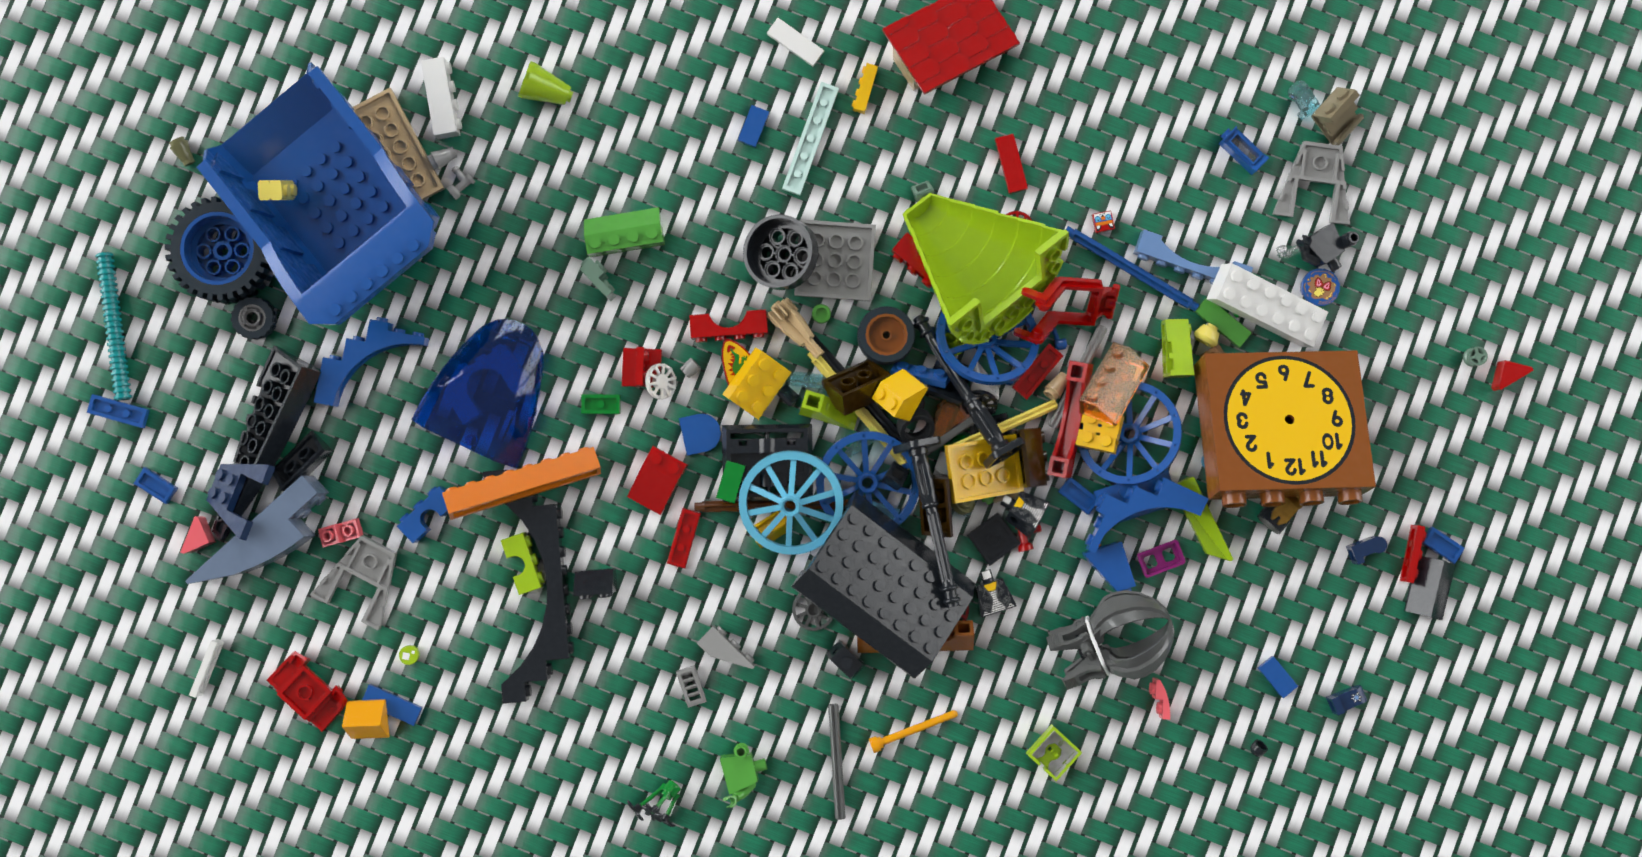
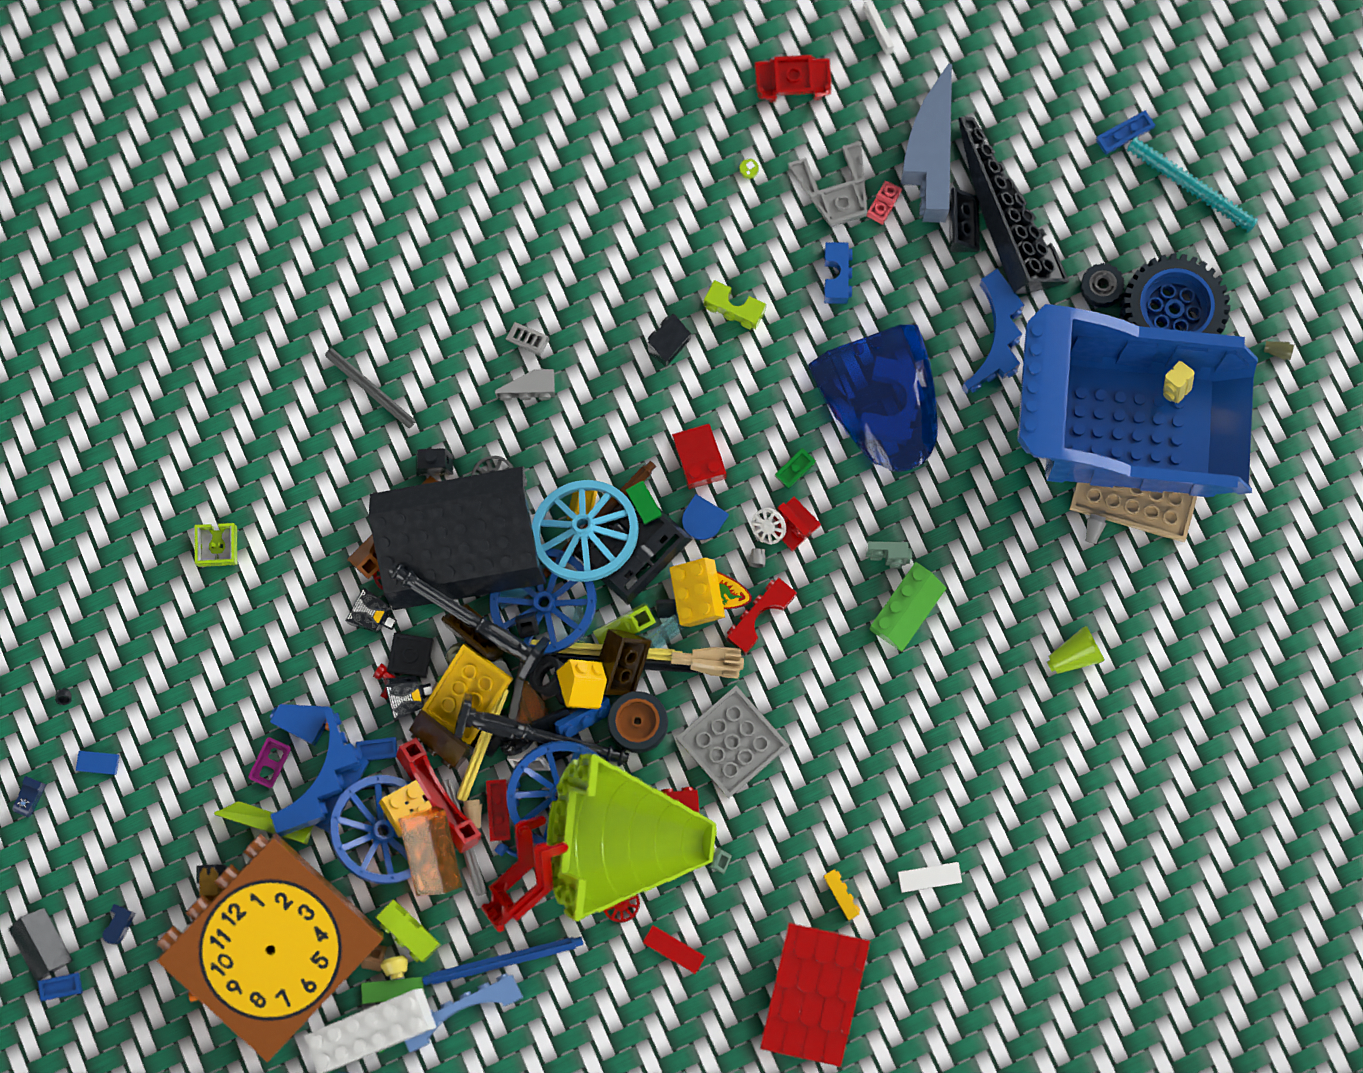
camera: 140 degrees right, 10 degrees down
(155, 485) = (1045, 109): blue tile -> none
(198, 536) = (978, 105): coral slope -> none
(226, 491) = (991, 151): dark blue wing -> none
(366, 719) = (733, 98): light orange slope -> none
(396, 706) = (725, 125): blue tile -> none
(441, 98) = (1141, 570): white brick -> none
(465, 181) = (1060, 529): light grey piece -> none
(521, 482) = (792, 355): orange brick -> none
(554, 636) = (742, 343): black arch -> none
(669, 791) = (469, 254): plant -> none
(683, 538) = (638, 434): red tile -> none
(740, 773) = (431, 313): bright green torso -> none
(753, 126) = (895, 781): blue tile -> none
(765, 237) = (781, 680): black wheel -> none
(810, 138) = (843, 814): light aqua plate -> none
(821, 313) = (702, 693): bright green tile -> none
(878, 743) = (352, 428): light orange piece -> none
(1103, 221) = (559, 975): tile -> none
(1129, 661) = (227, 653): dark grey piece -> none
(1158, 692) = (175, 662): coral slope -> none
(1413, 553) = (77, 956): red plate -> none

